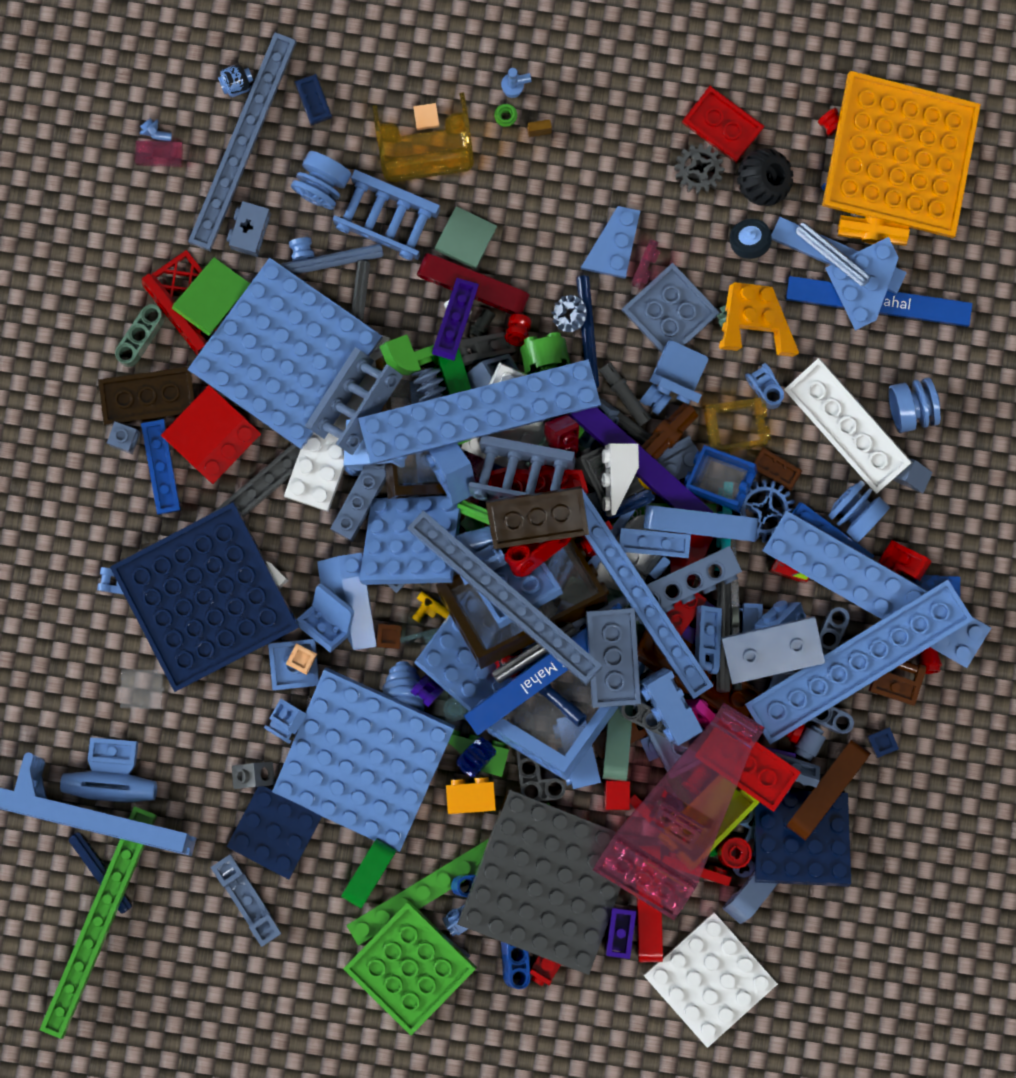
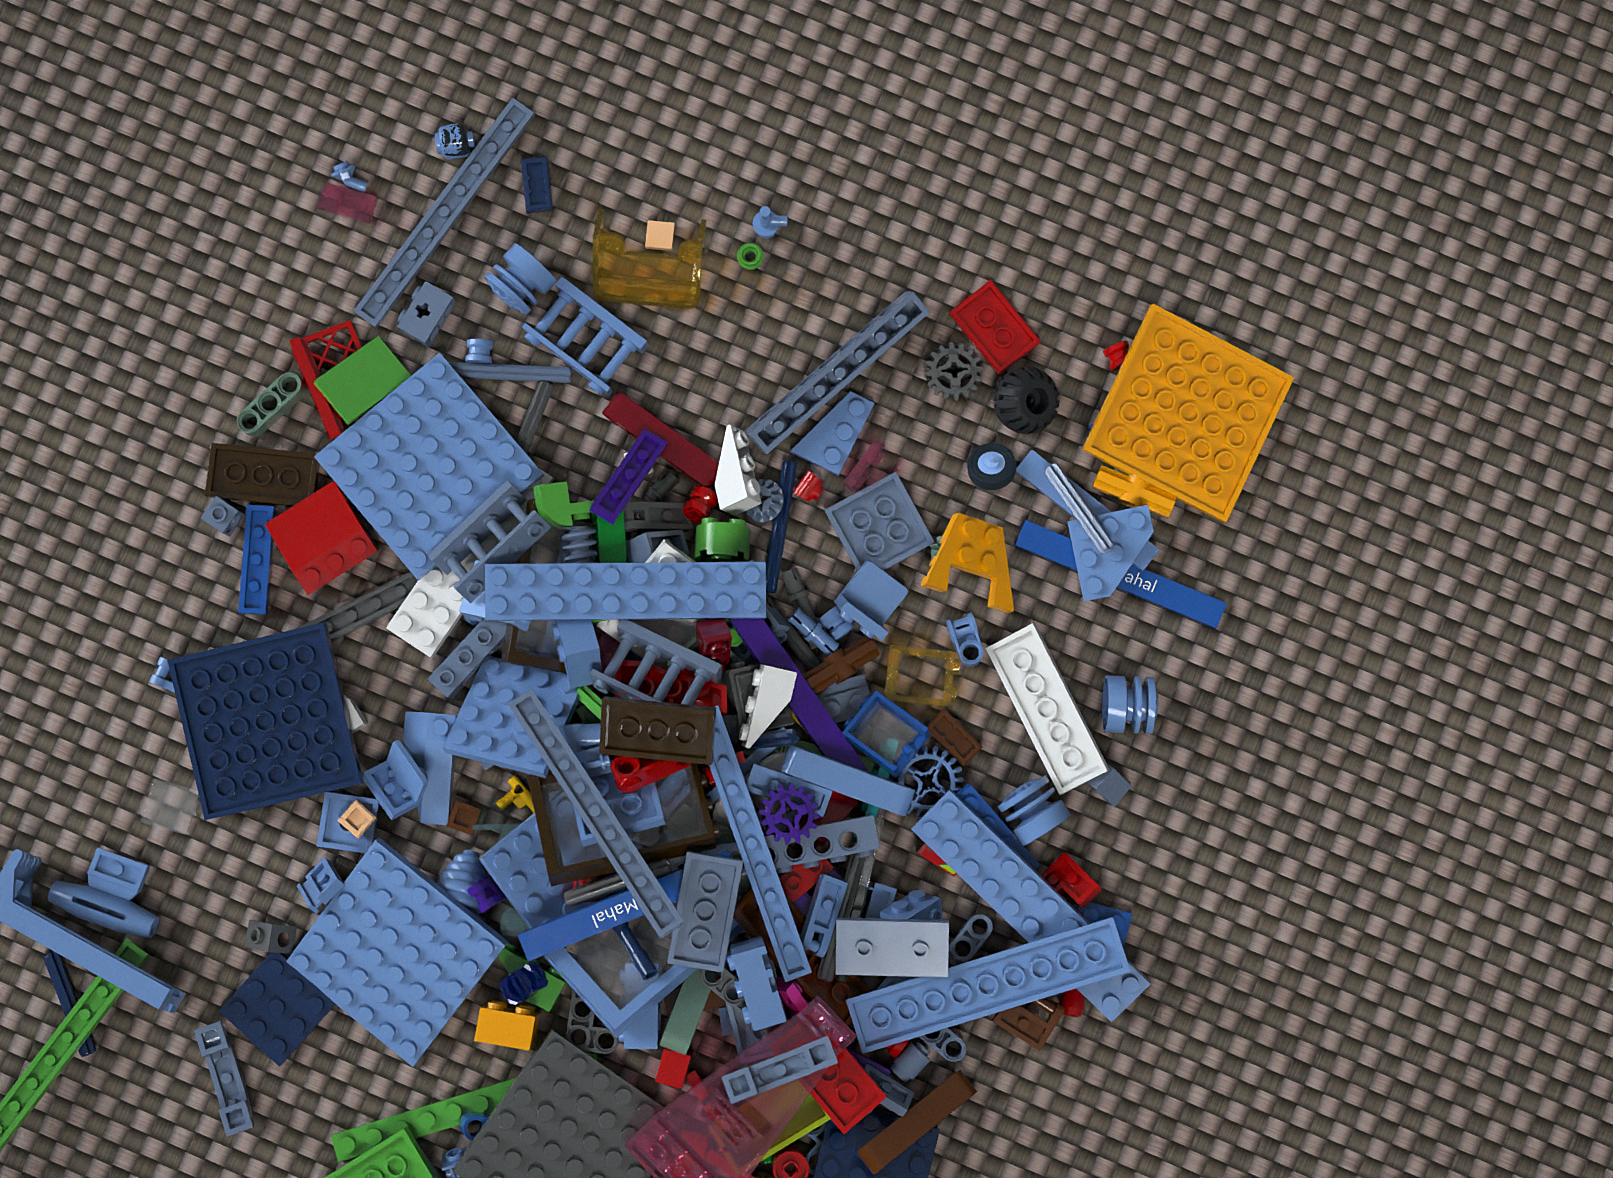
camera: 15 degrees right, 0 degrees up
(368, 873) = (371, 1082): green beam -> none
(465, 237) = (668, 384): sand green slope -> none
(539, 128) = (784, 280): pearl gold tile -> none
(542, 302) = (735, 477): none -> white slope
(603, 192) = (837, 372): none -> sand blue brick
(604, 293) = (809, 487): none -> red plate
(639, 410) = (813, 631): none -> medium blue pin
(666, 571) = (783, 796): none -> dark purple gear
(709, 770) = (779, 1070): none -> sand blue slope
(882, 742) = (994, 1082): dark blue plate -> none

